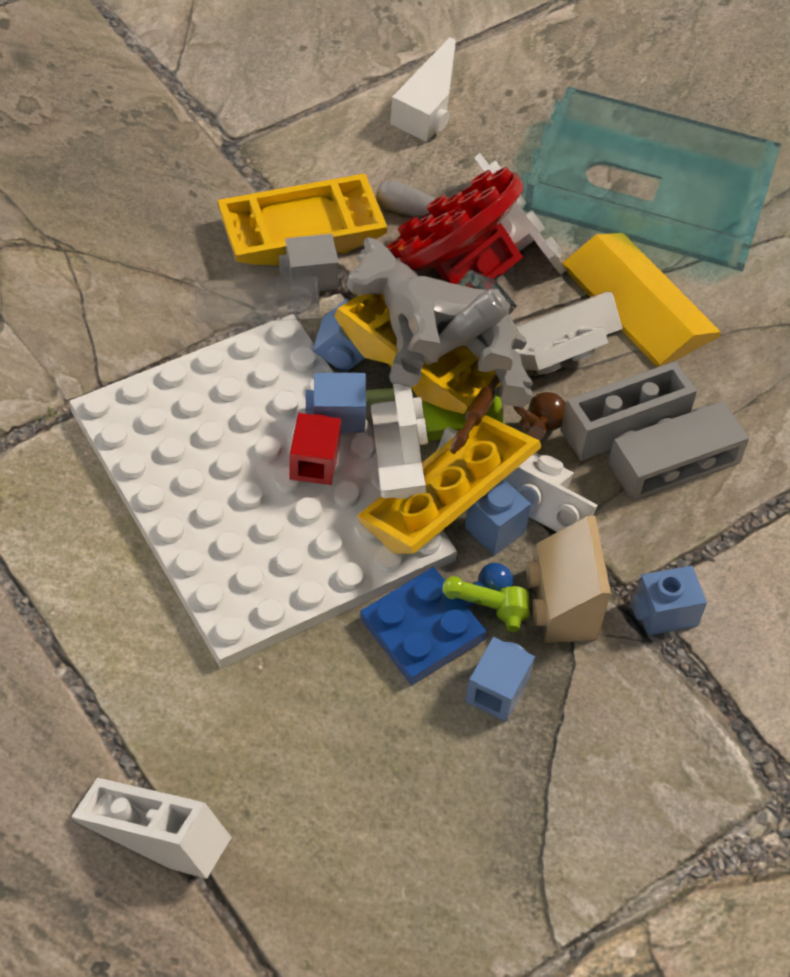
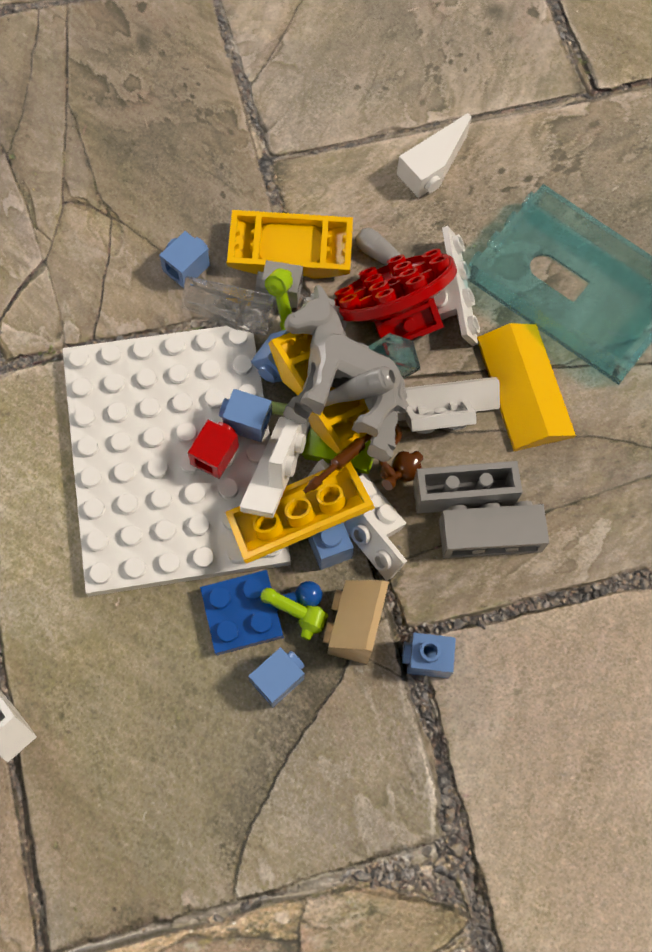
camera: 20 degrees right, 15 degrees up
(179, 265) = (184, 258): none -> medium blue brick
(315, 256) = (277, 285): none -> lime piece

